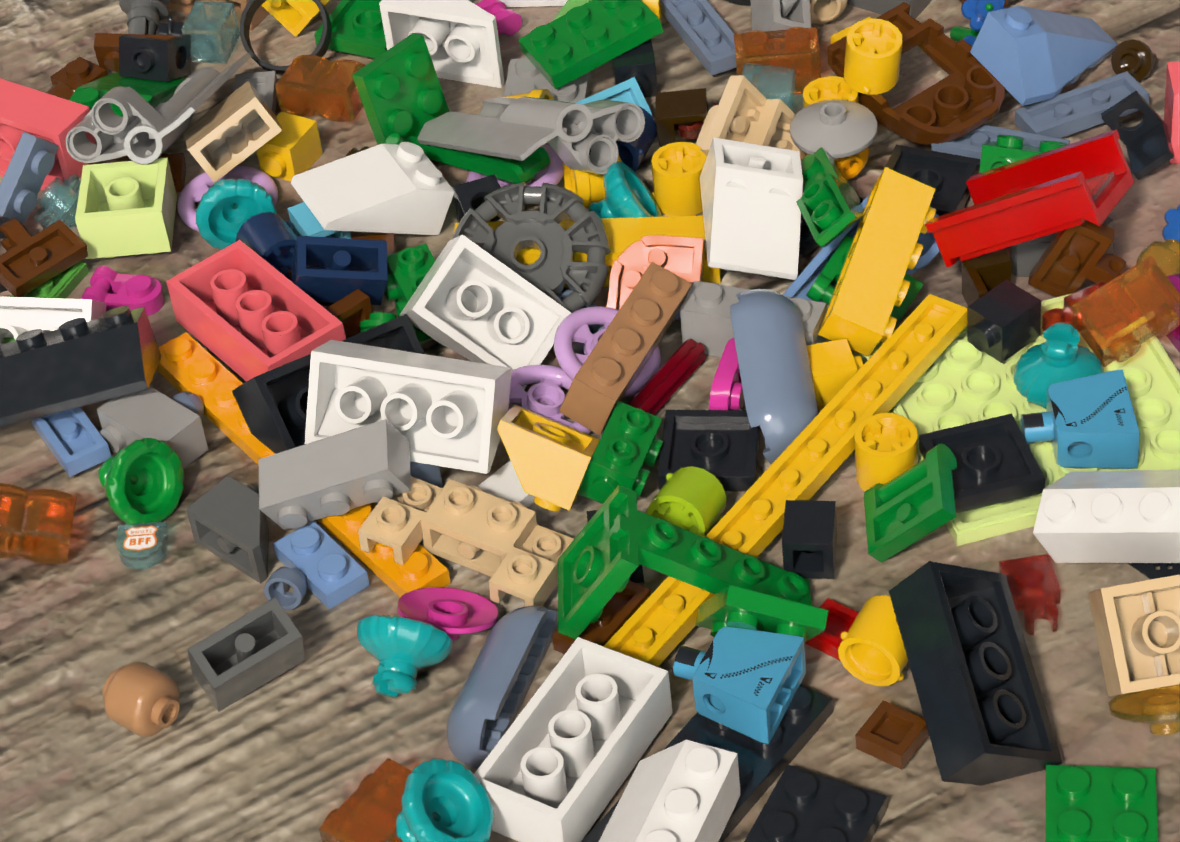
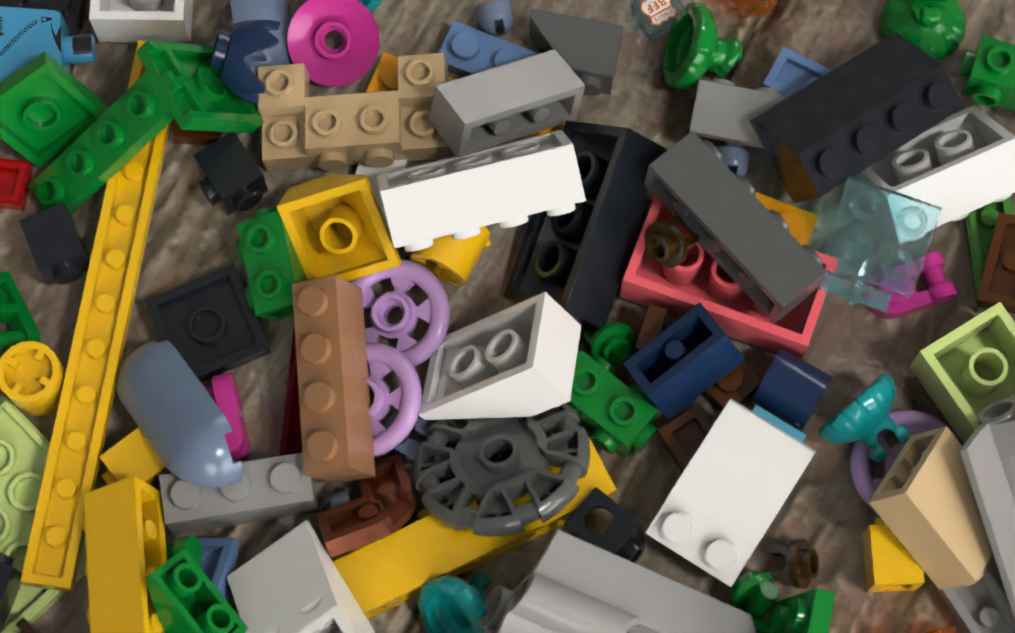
camera: 145 degrees right, 30 degrees up
(125, 285) = (878, 241): none -> clear light blue plate
(228, 305) = (735, 226): none -> dark grey brick
(284, 316) = (667, 243): none -> dark brown plate
(542, 570) = (240, 51): none -> dark blue piece
(690, 500) = (182, 228): lime piece -> none

